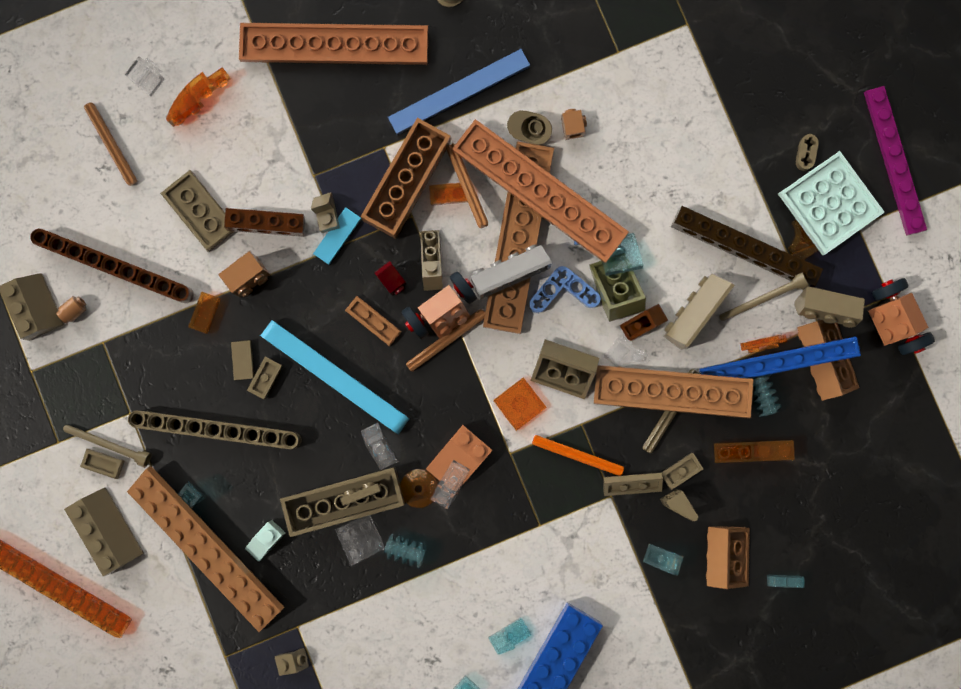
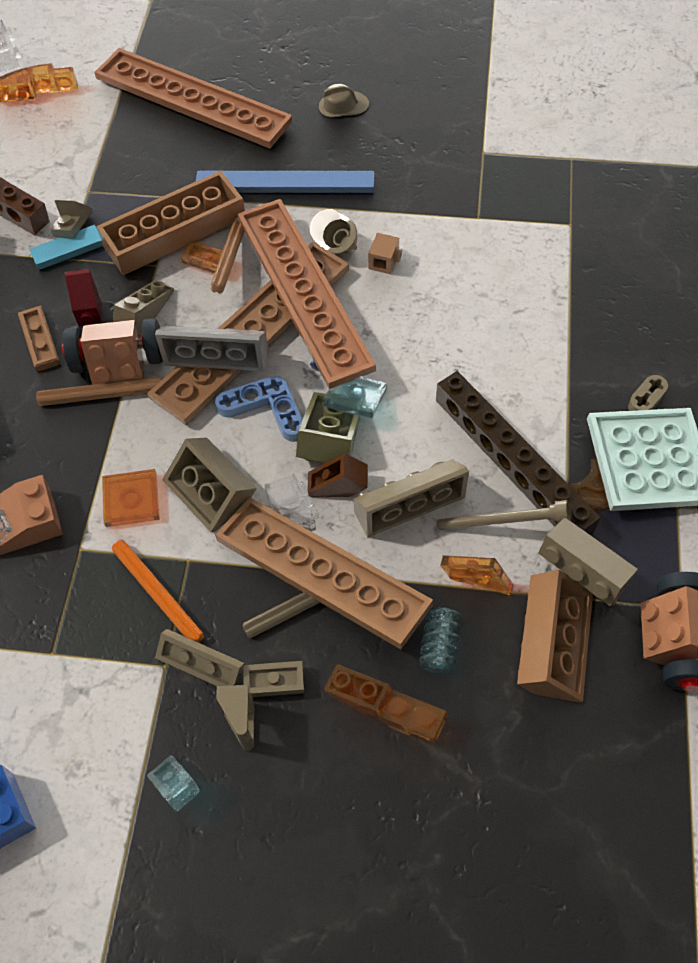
camera: 30 degrees right, 25 degrees down
(728, 557) = (265, 832): medium nougat slope -> none
(786, 581) = (327, 919): clear light blue beam -> none
(787, 360) = (504, 603): blue tile -> none

